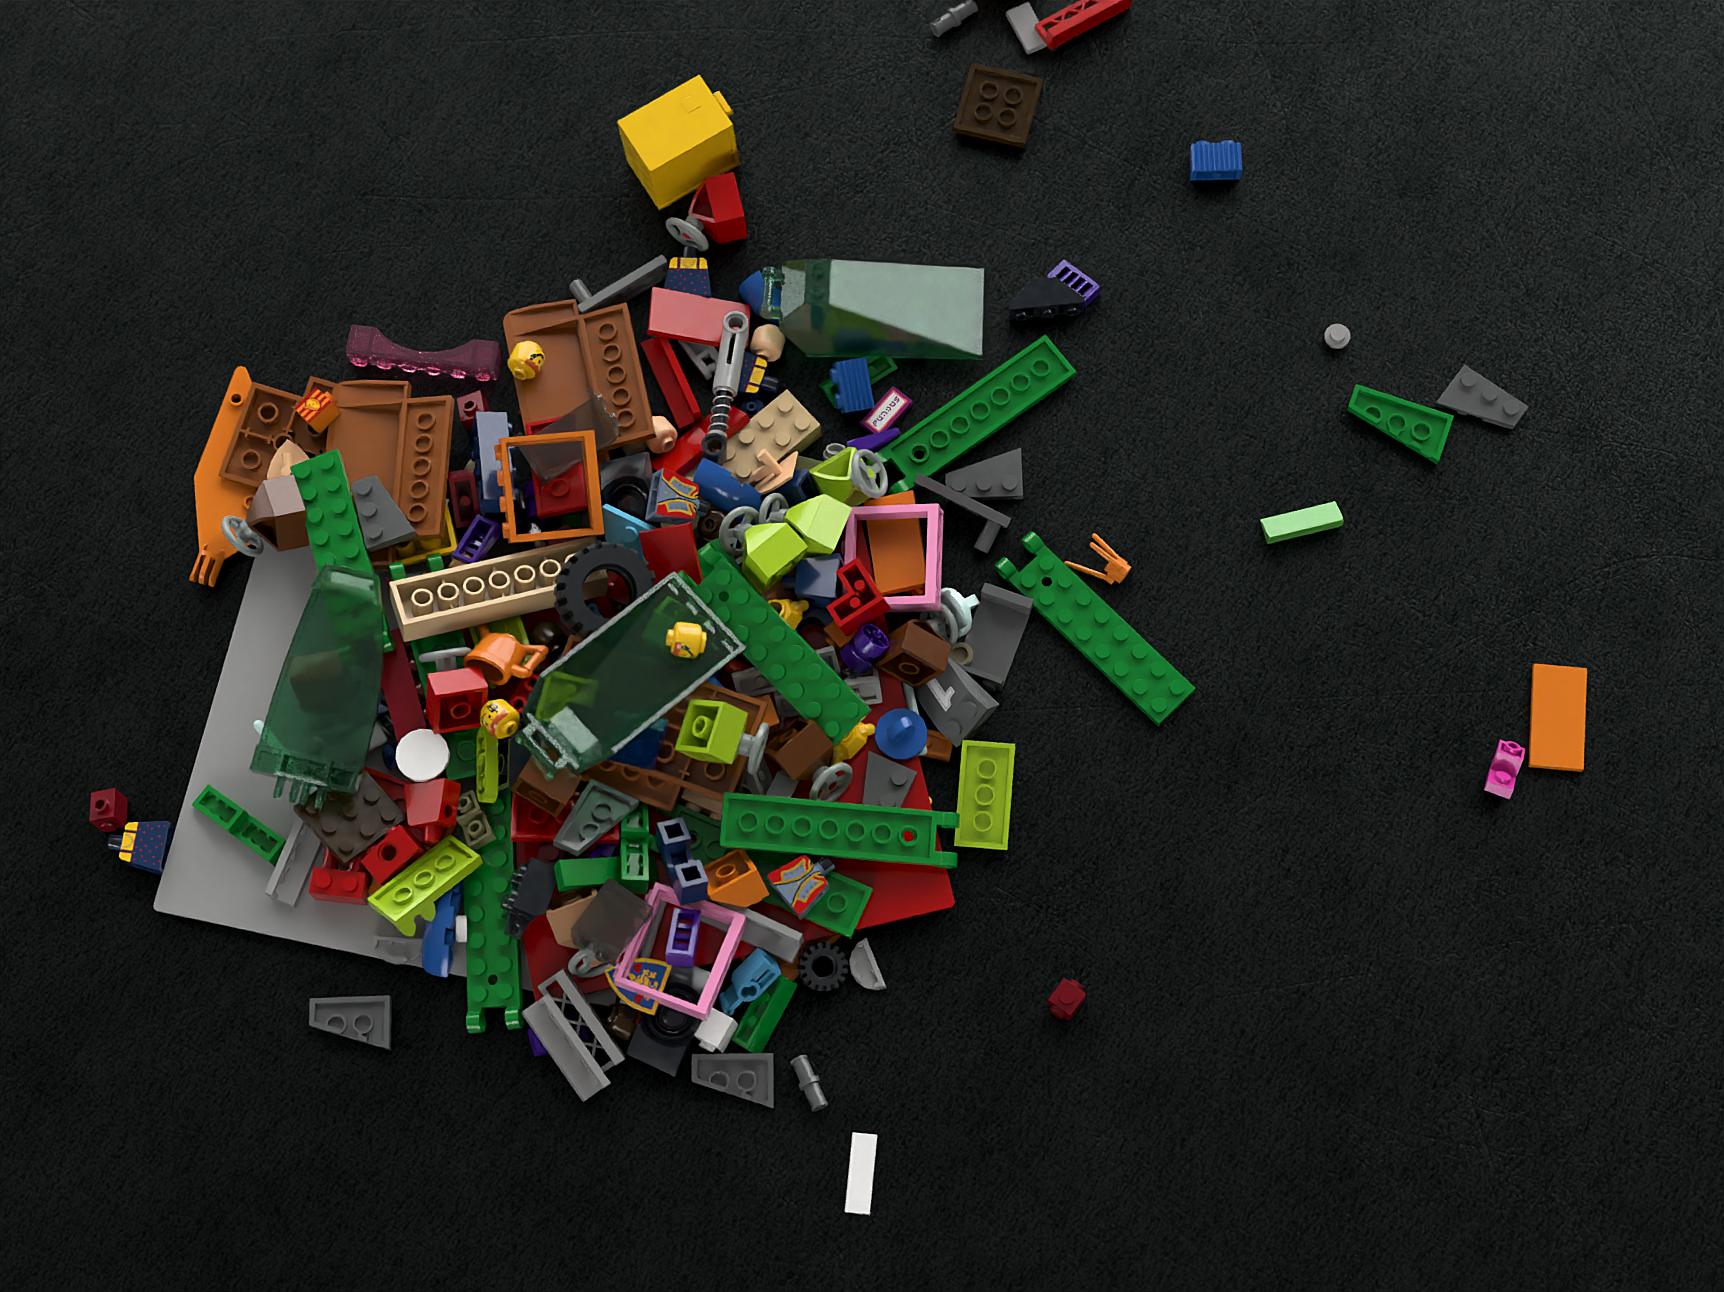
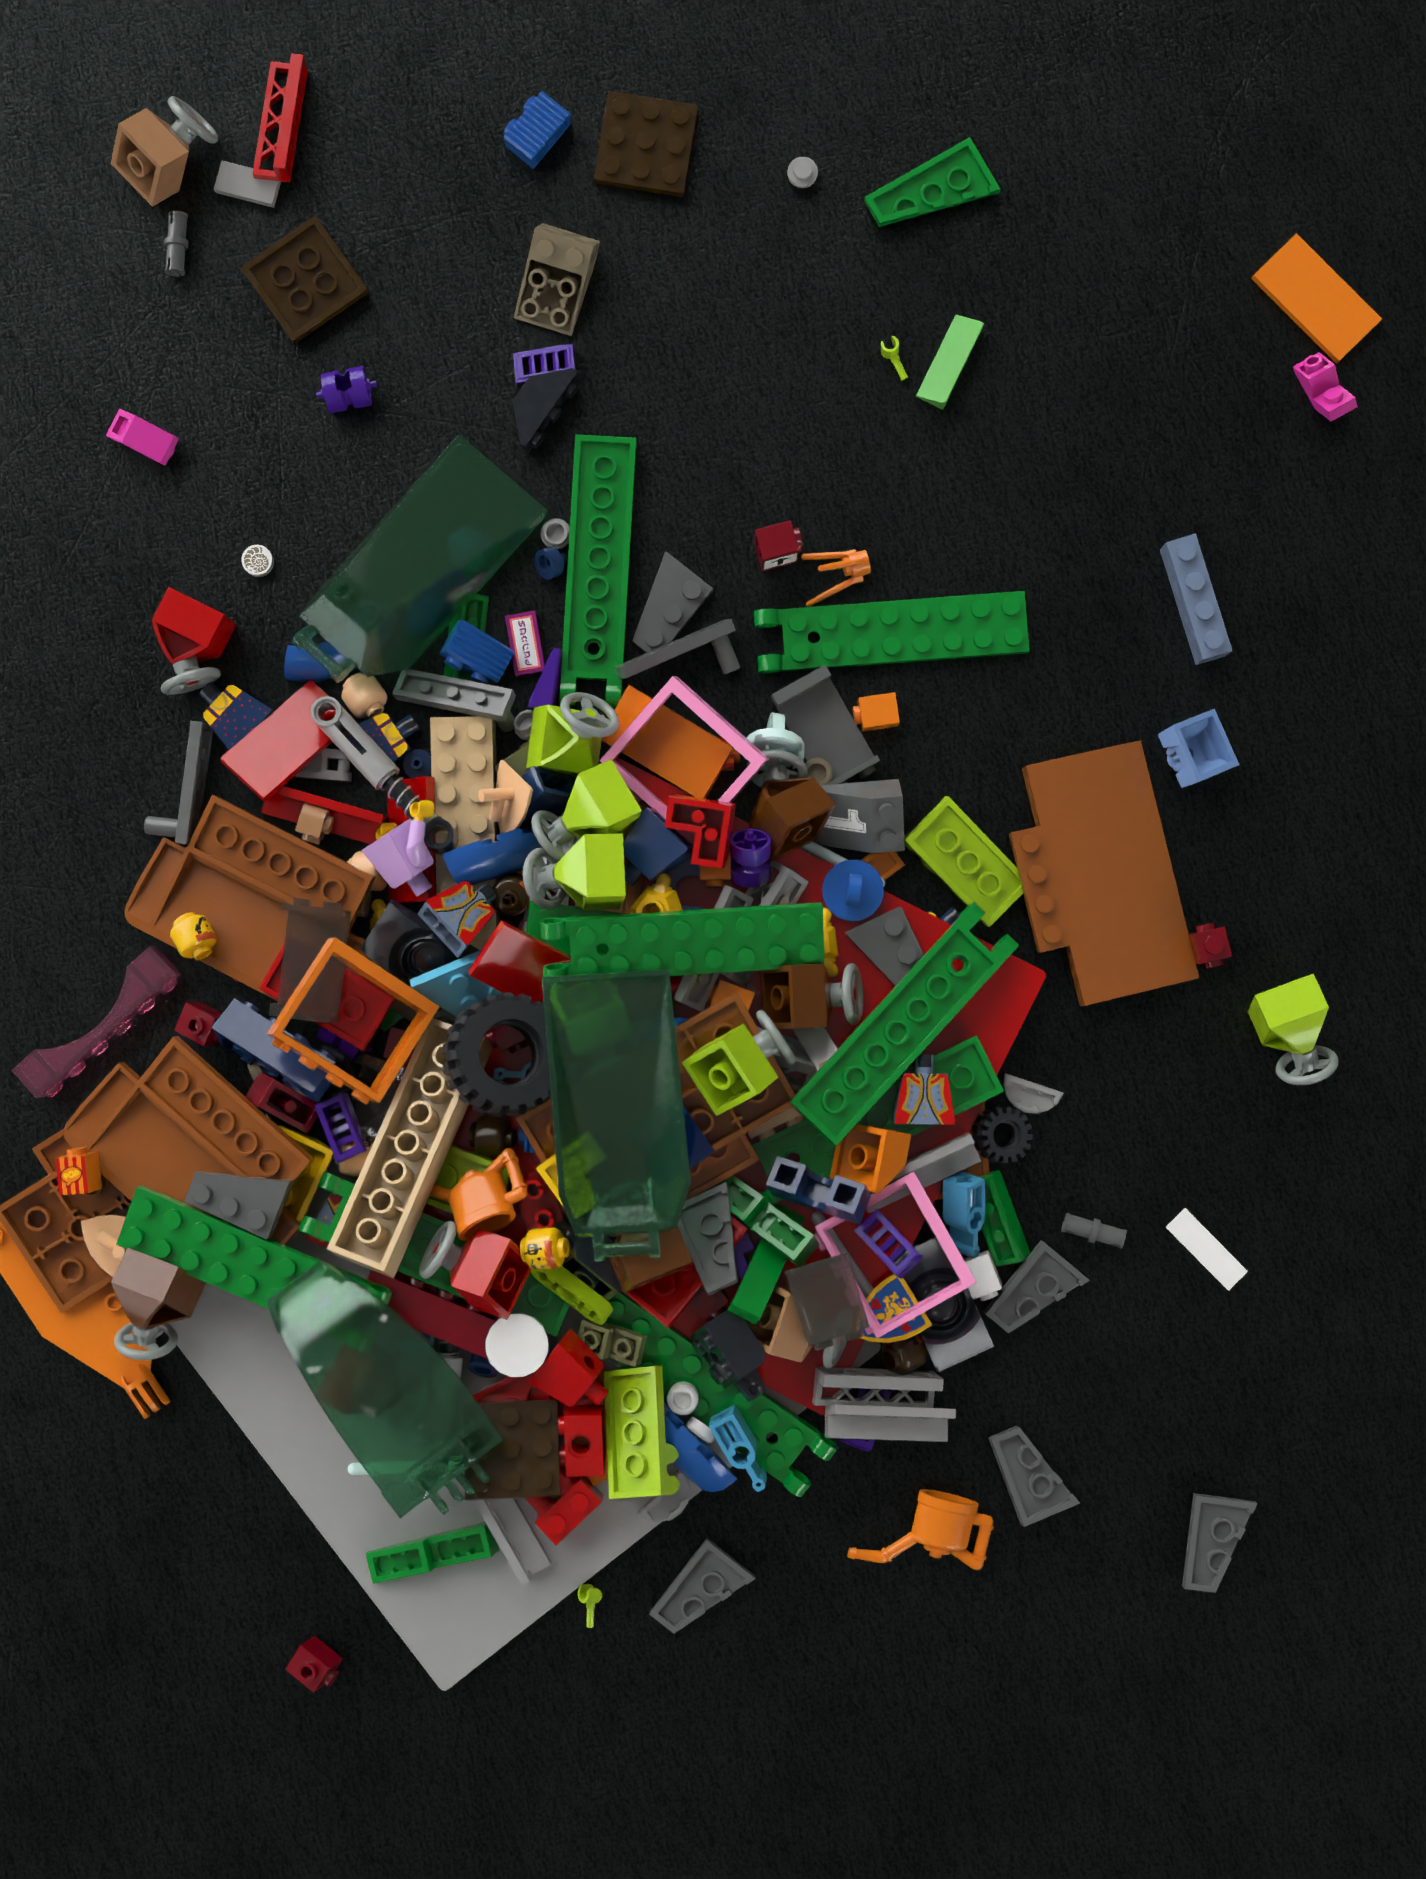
camera: 50 degrees left, 15 degrees up
(144, 845) = (376, 1656): dark blue torso -> none
(292, 953) = (590, 1596): none -> lime hand
(473, 897) = (683, 1398): none -> white tile
(473, 945) = (731, 1432): none -> dark azure piece
(523, 1145) = (943, 1527): none -> orange piece
(604, 1178) = (1029, 1479): none -> dark grey wing
(660, 376) = (314, 823): none -> medium nougat plate
(679, 141) = (90, 609): yellow piece -> none
(683, 434) = (401, 850): none -> lavender torso
(686, 640) = (621, 1020): yellow head -> none
(798, 216) = (257, 560): none -> white tile
(816, 91) = (142, 437): none -> dark pink slope
(816, 397) = (457, 696): none -> dark grey piece
(950, 385) = (550, 562): none -> dark blue tile
(953, 182) = (346, 389): none -> dark purple wheel
(971, 374) = (555, 533): none -> light grey plate
(1032, 659) = (876, 712): none -> orange brick
(1053, 891) = (1102, 874): none -> dark orange slope
(1062, 1094) = (1291, 1022): none -> lime piece
(1083, 508) = (777, 545): none -> dark red brick
(1134, 245) = (556, 278): none -> dark tan slope
(1190, 878) = (1198, 748): none -> medium blue brick
(1267, 231) = (645, 144): none -> dark brown plate
(1273, 484) = (892, 354): none -> lime hand
(1287, 800) = (1195, 599): none -> sand blue brick
(1479, 397) = (971, 97): dark grey wing -> none

